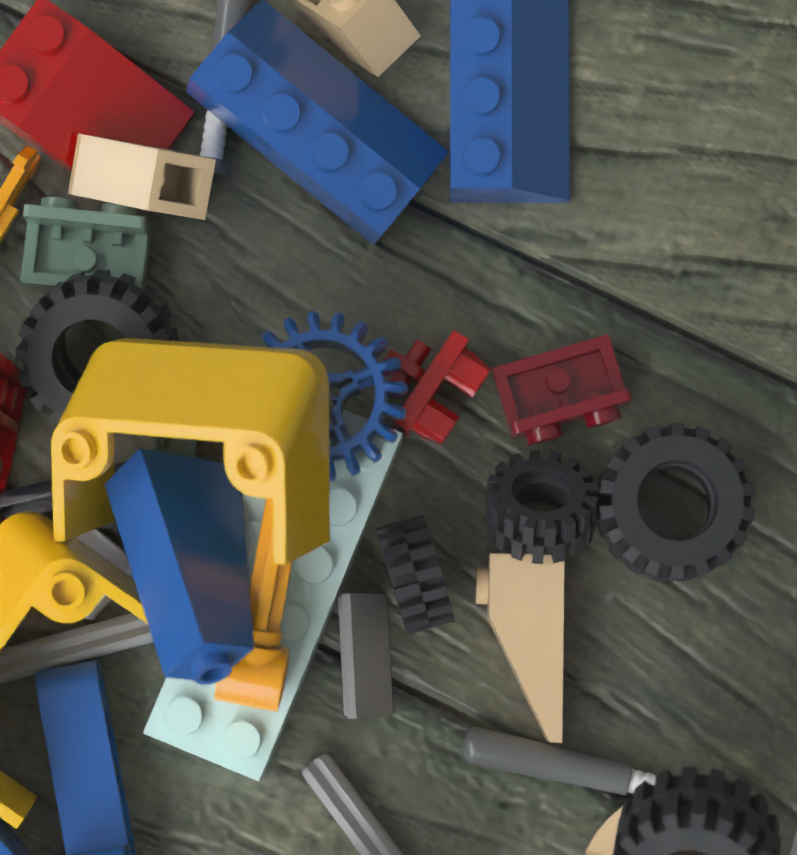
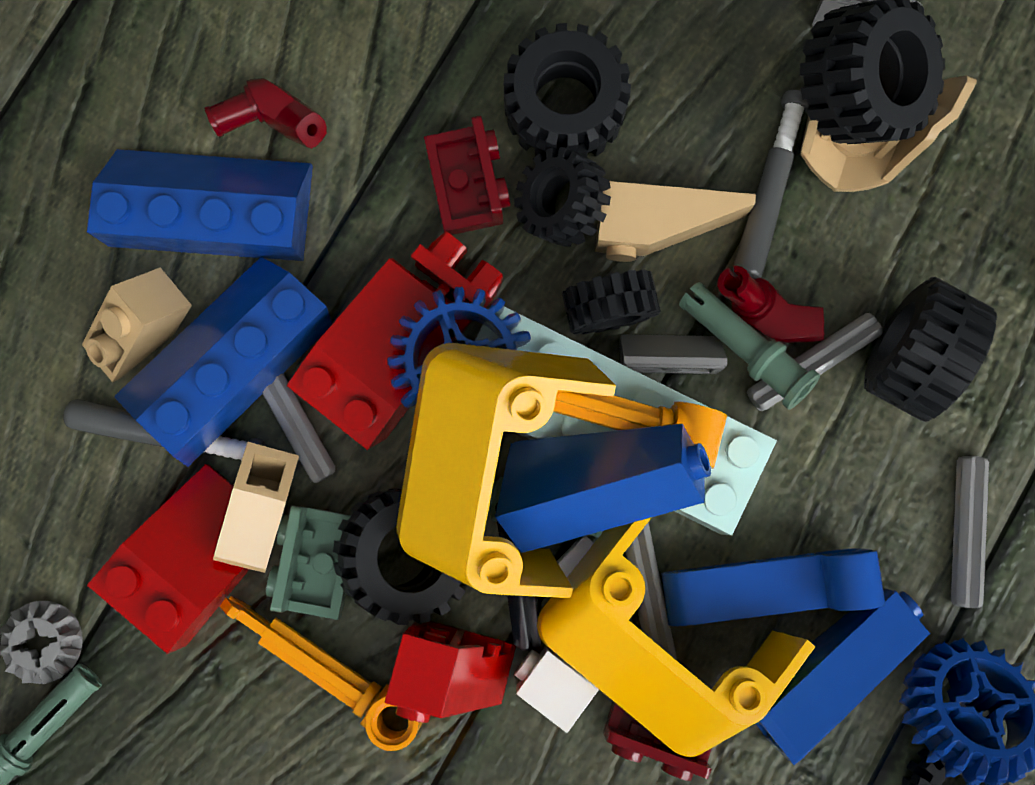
camera: 85 degrees left, 0 degrees up
(241, 216) = (298, 430): none -> light grey axle
(312, 266) = (348, 366): none -> red slope
(360, 766) = (765, 359): none -> sand green pin
(425, 771) = (768, 310): none -> dark red arm
(633, 149) = (271, 105): none -> dark red arm

